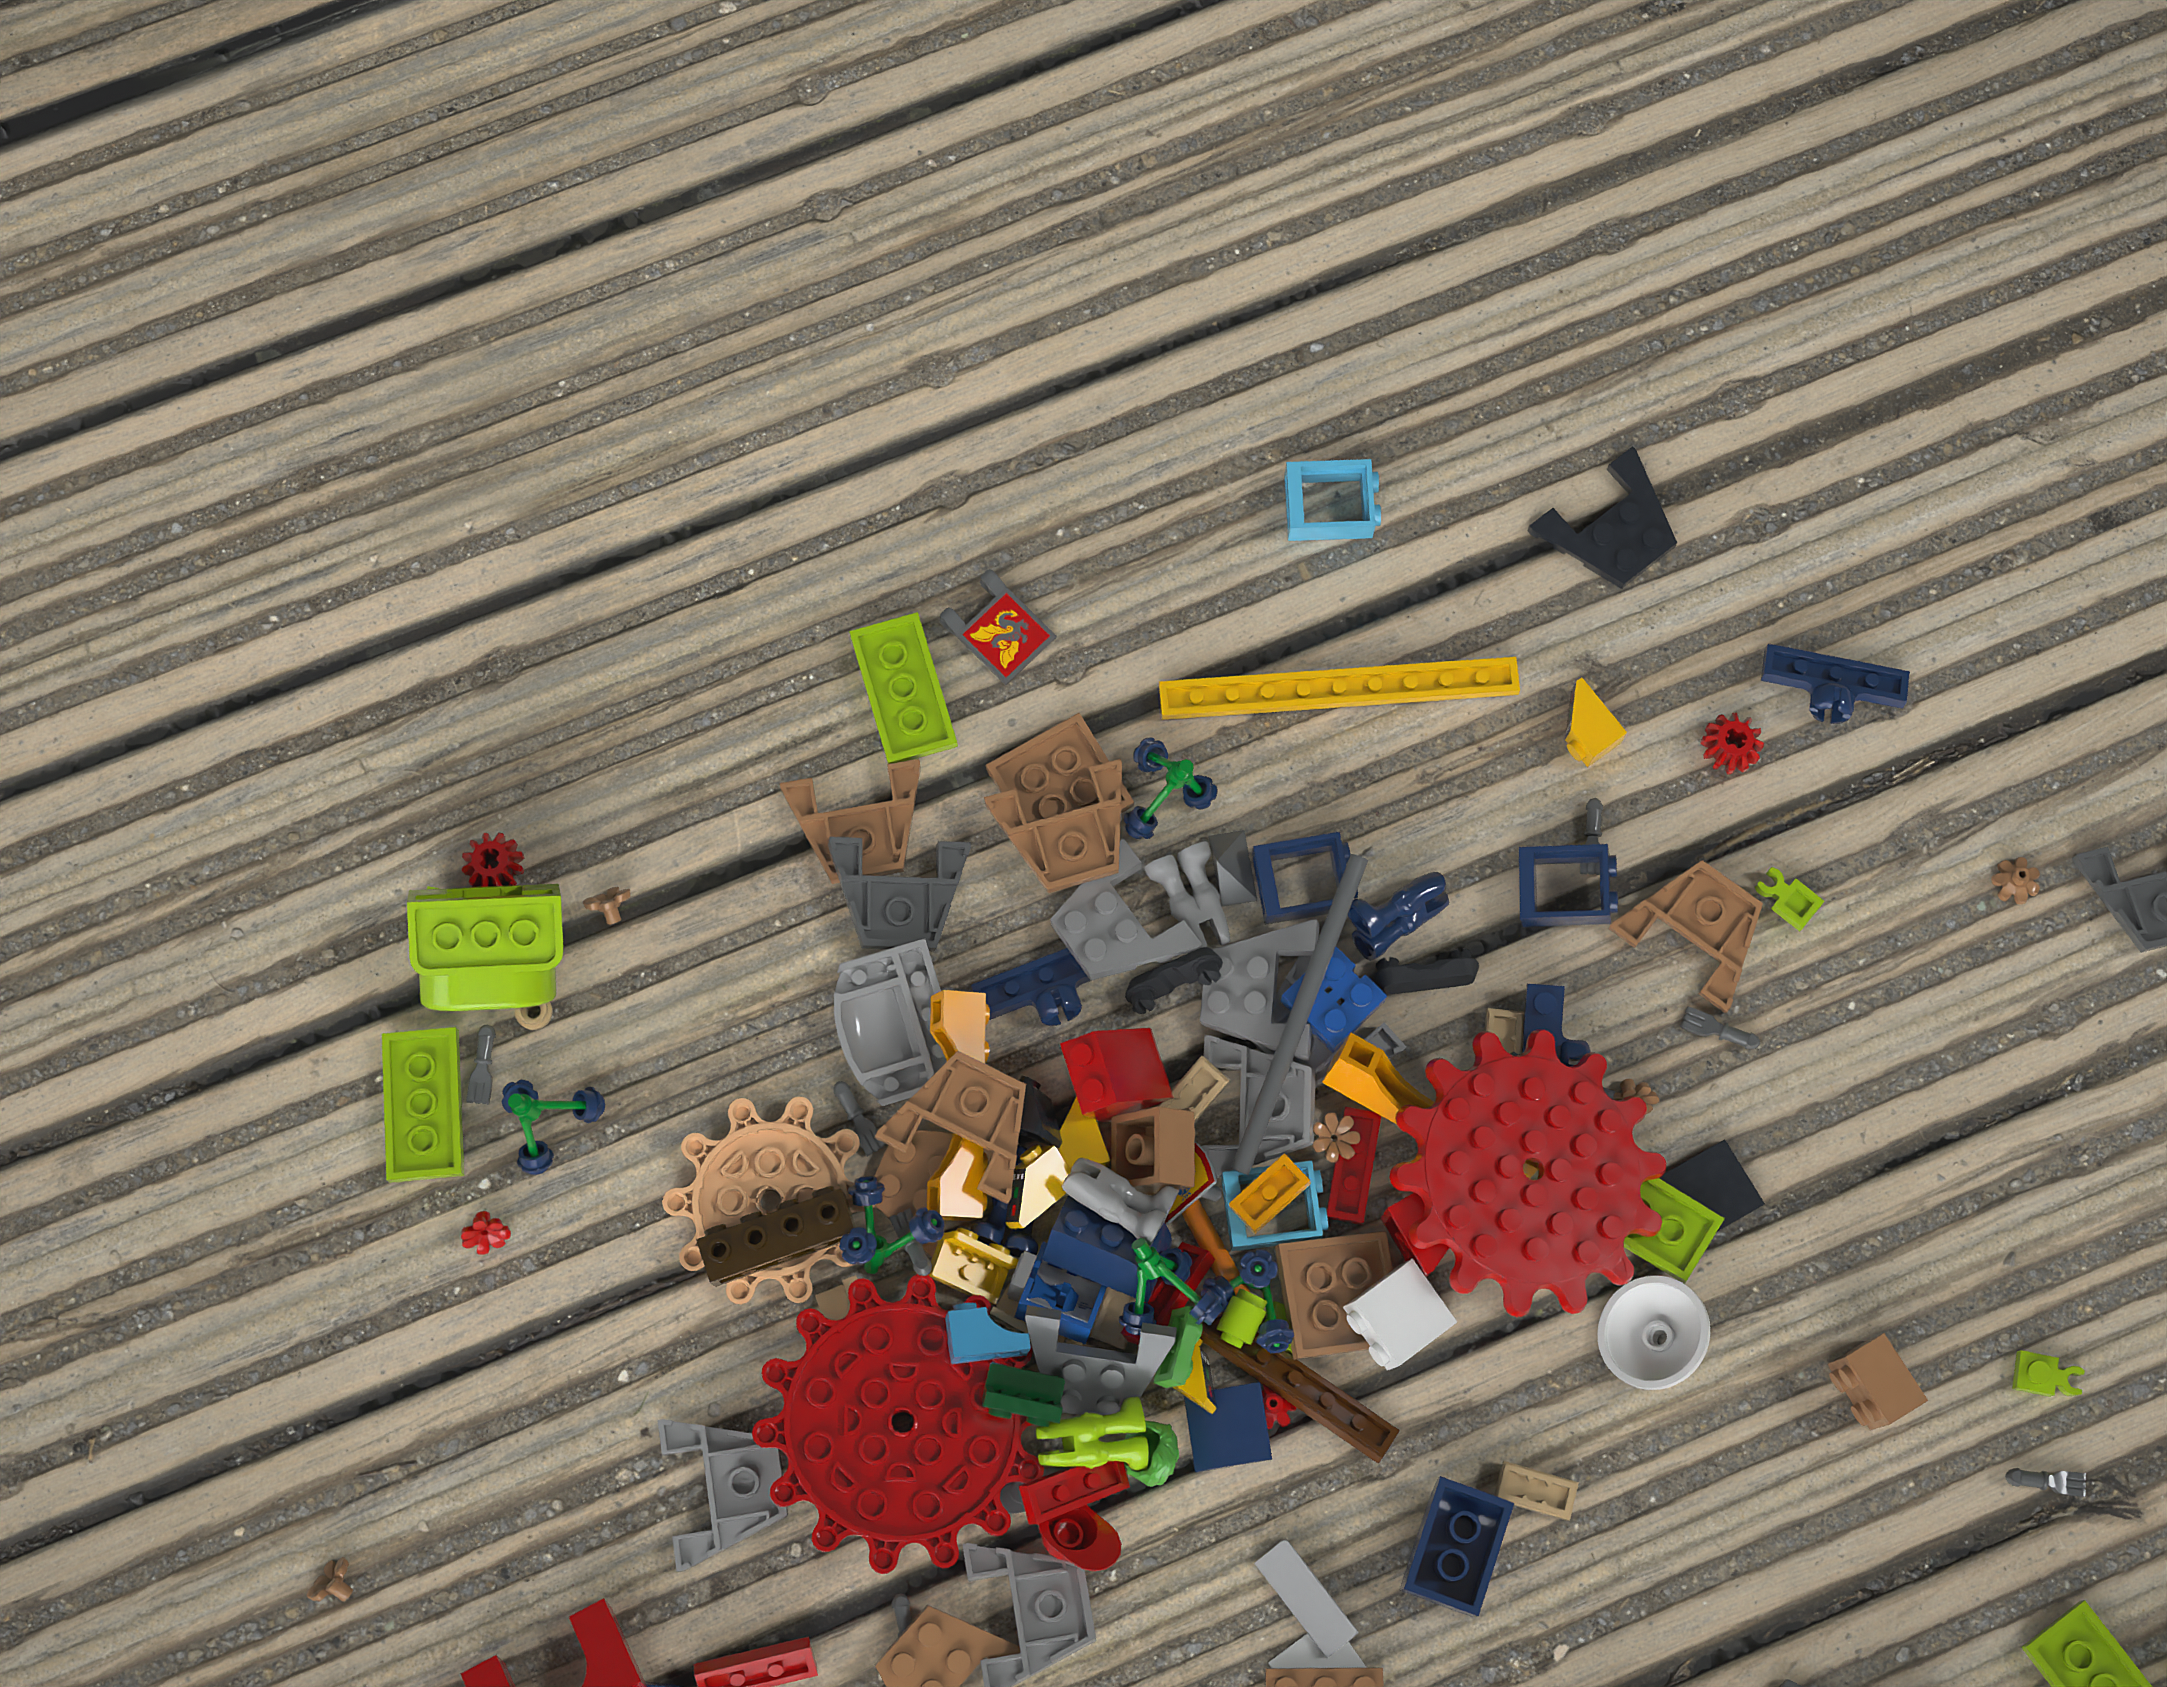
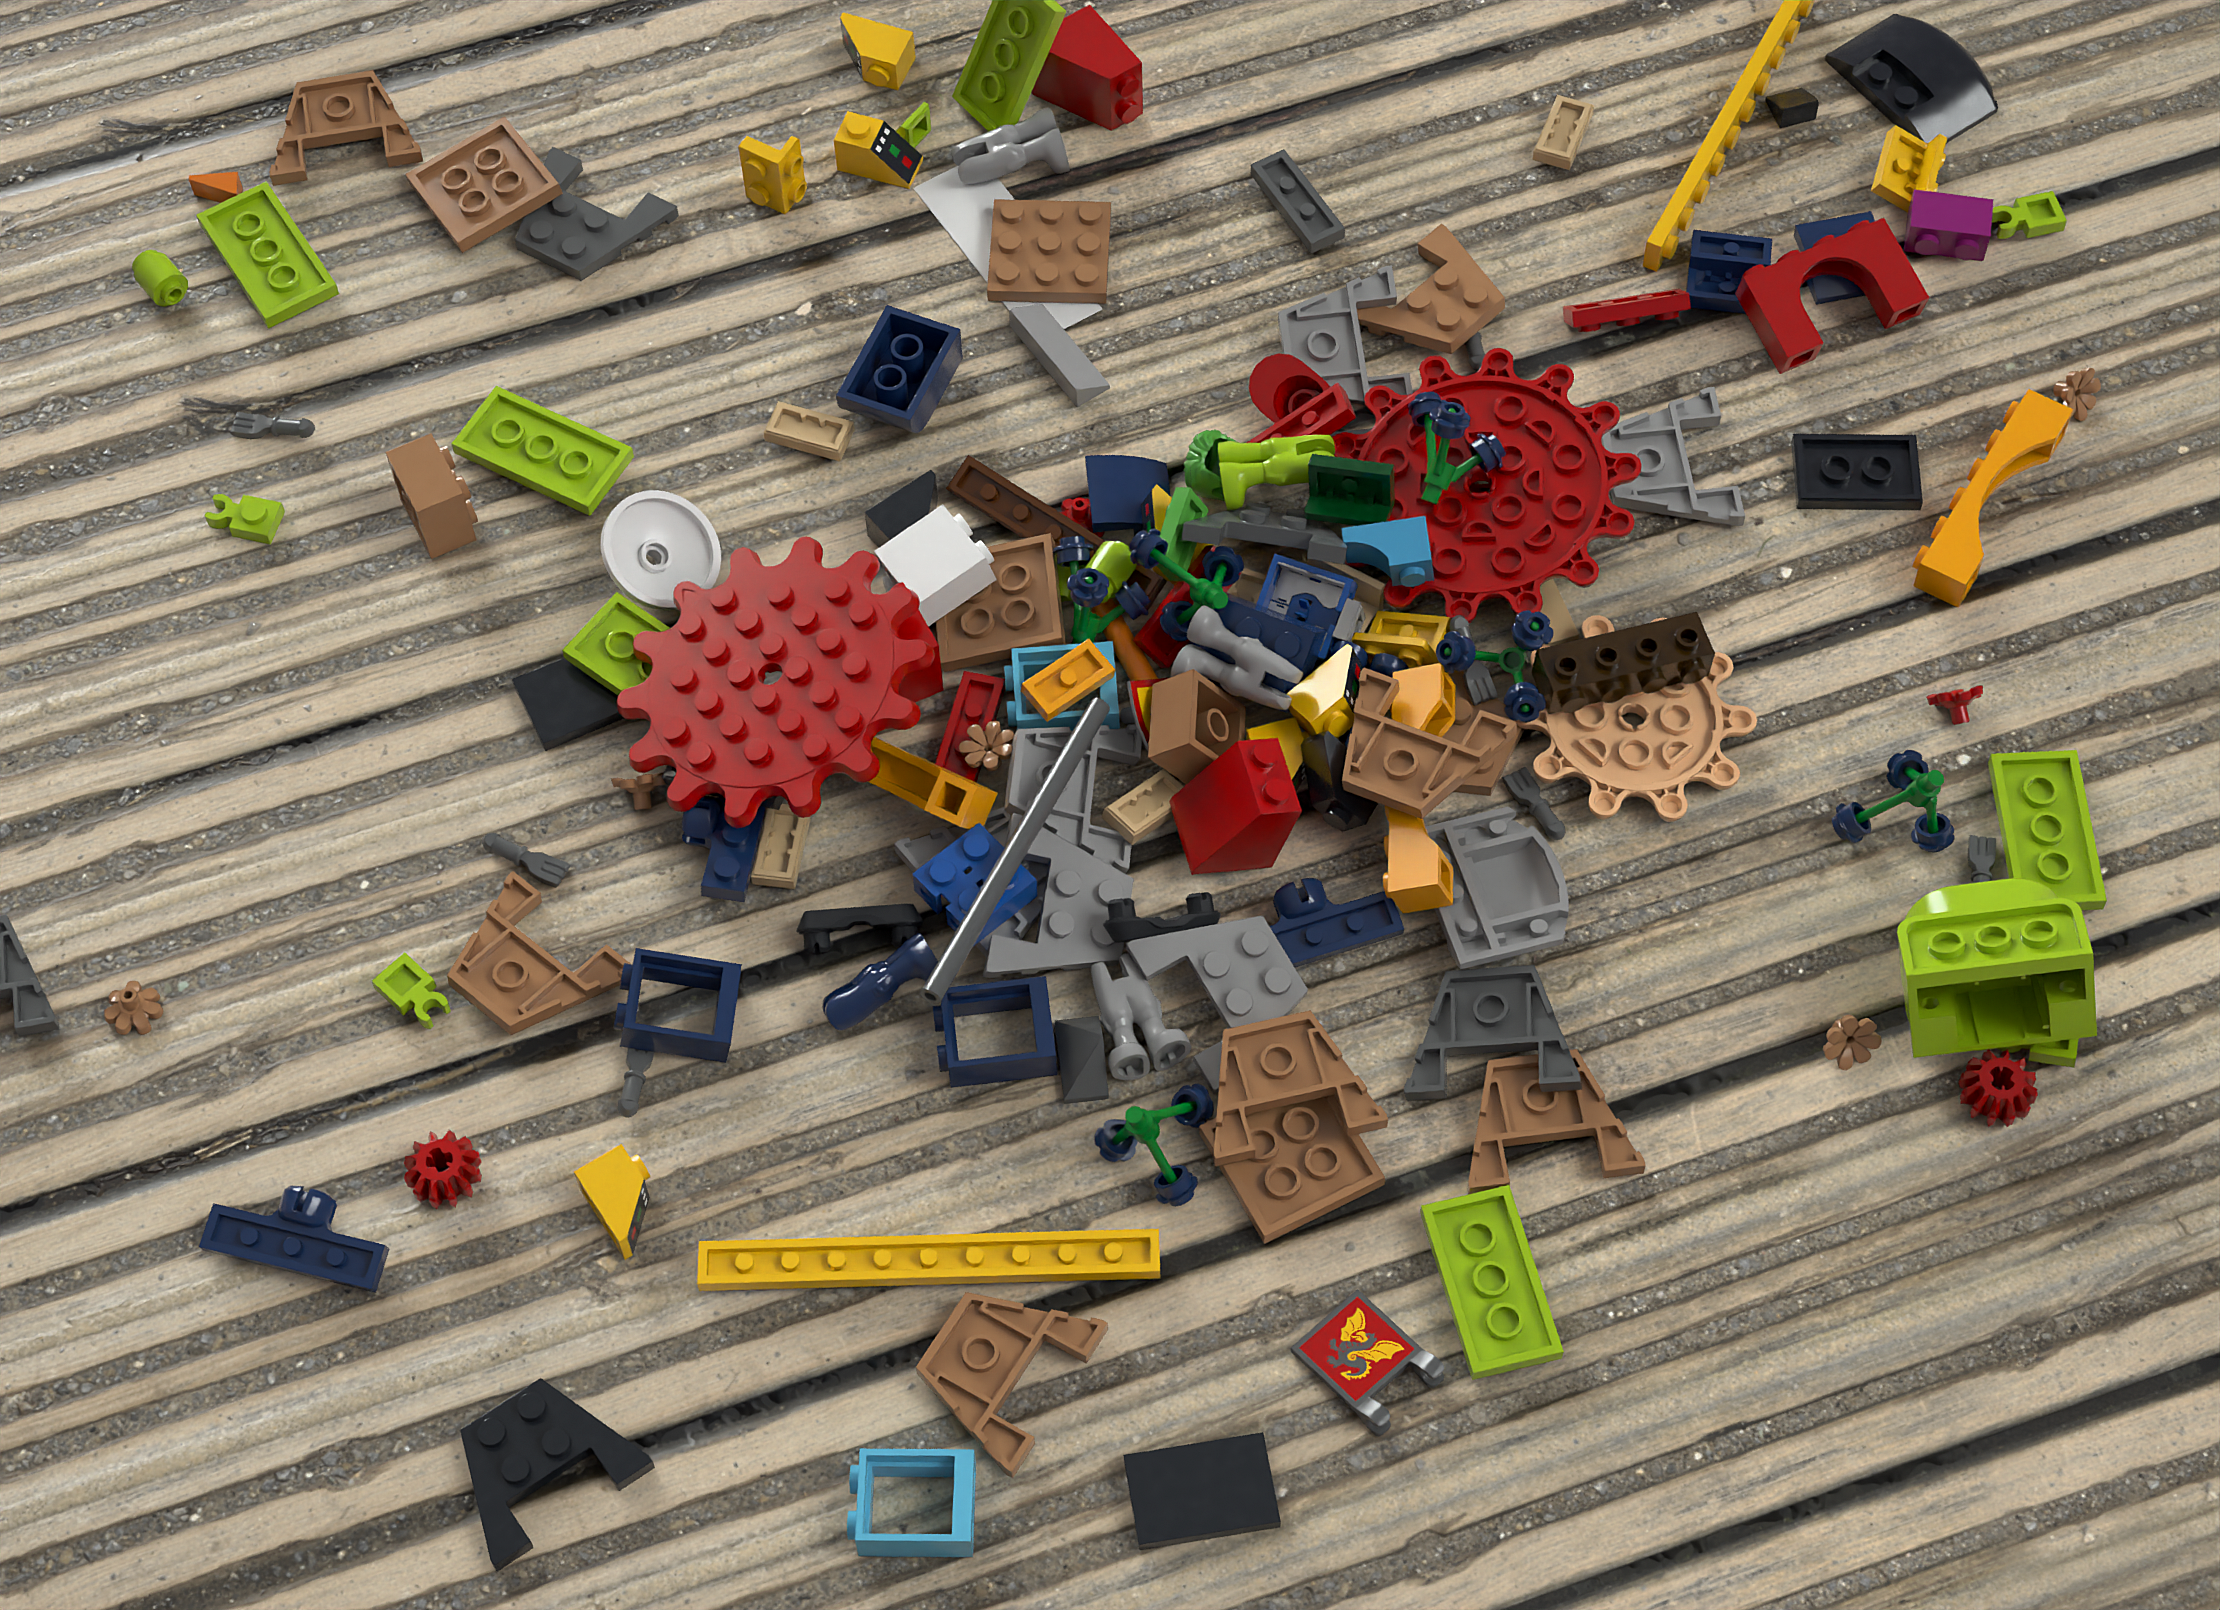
camera: 175 degrees left, 15 degrees down
(381, 1528) = (1956, 554): none -> light orange arch
(549, 1488) = (1856, 472): none -> black tile
(933, 1434) = (1449, 422): none -> plant
(1119, 525) = (1201, 1491): none -> black tile
(1288, 616) = (984, 1356): none -> medium nougat wing
(1432, 1385) = (902, 509): none -> black slope
(1784, 1458) = (543, 450): none -> lime plate

